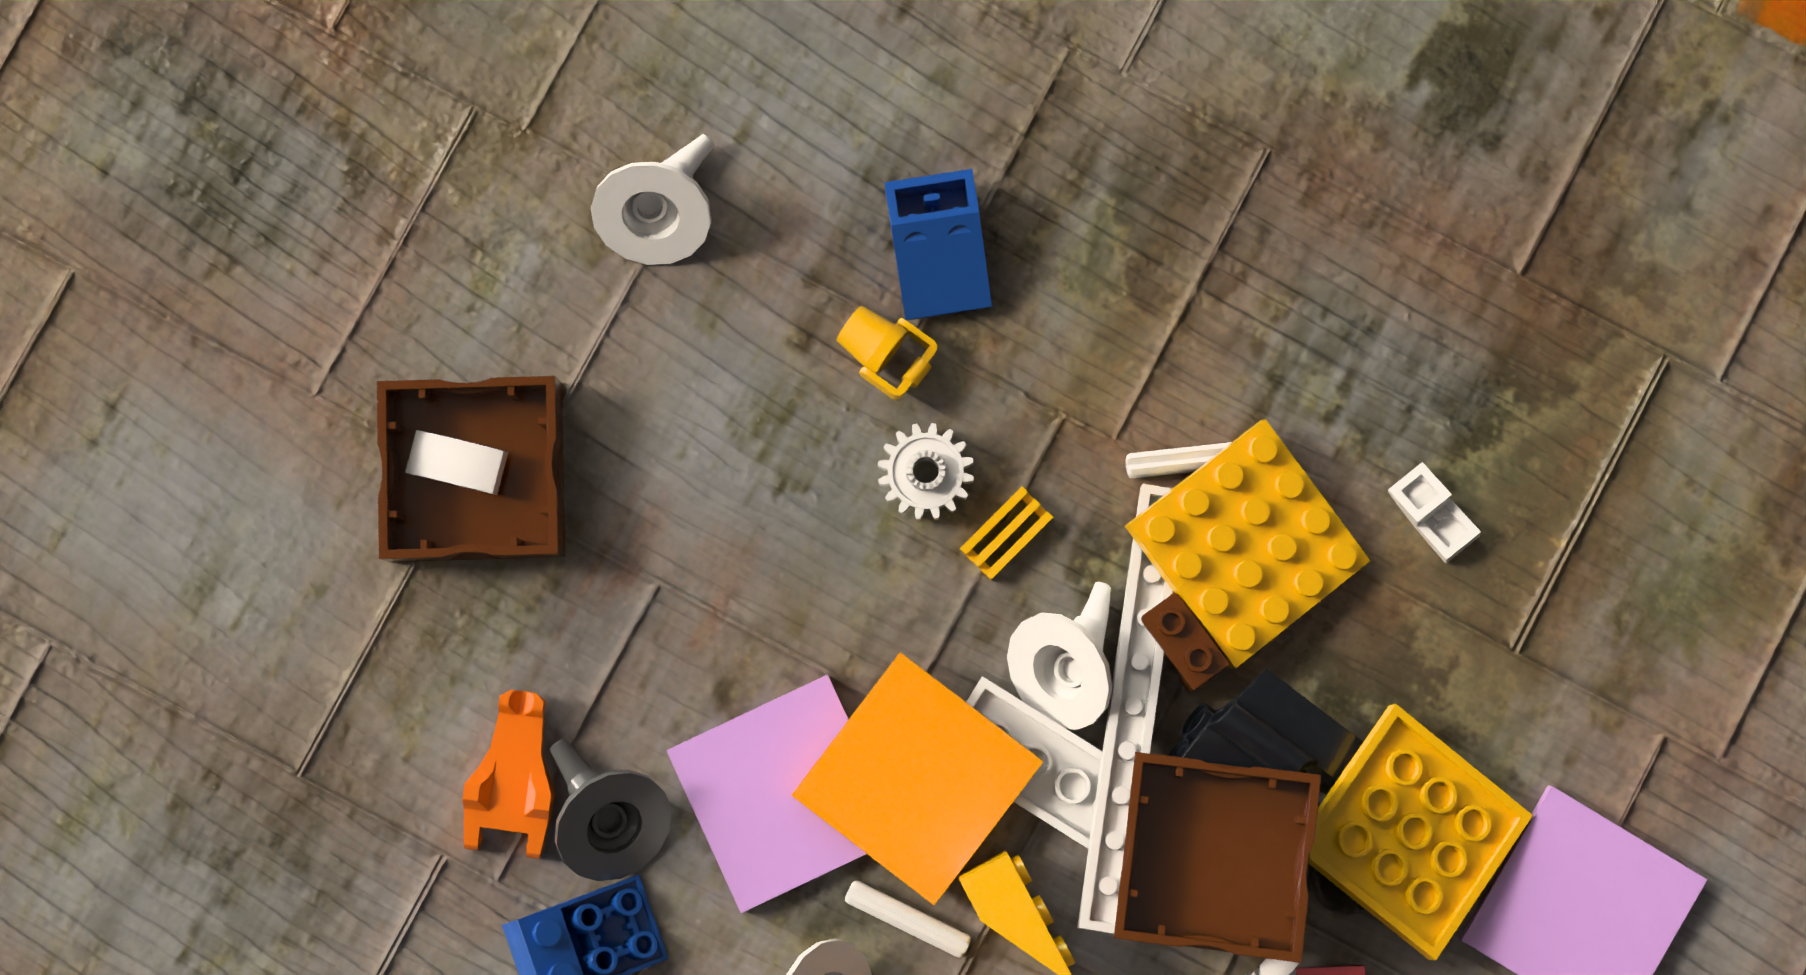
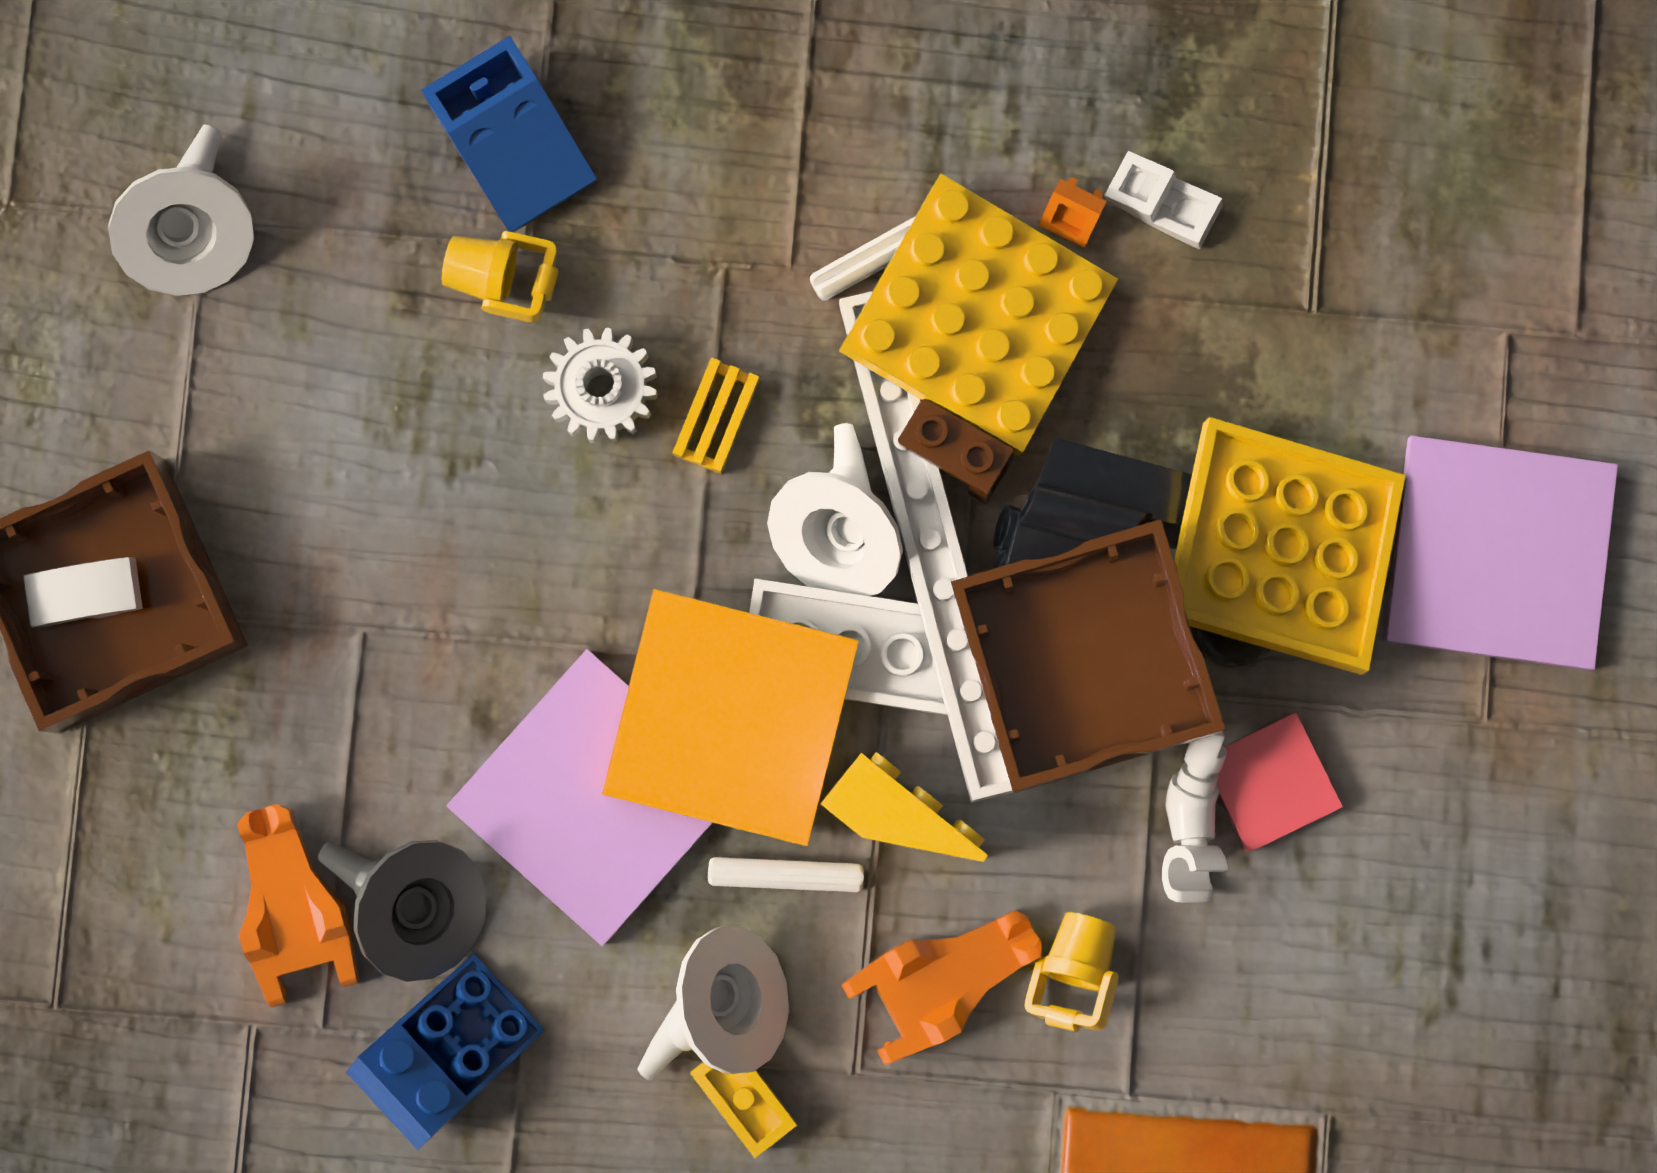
camera: 30 degrees left, 0 degrees up
(1357, 492) = (1072, 212): none -> orange tile

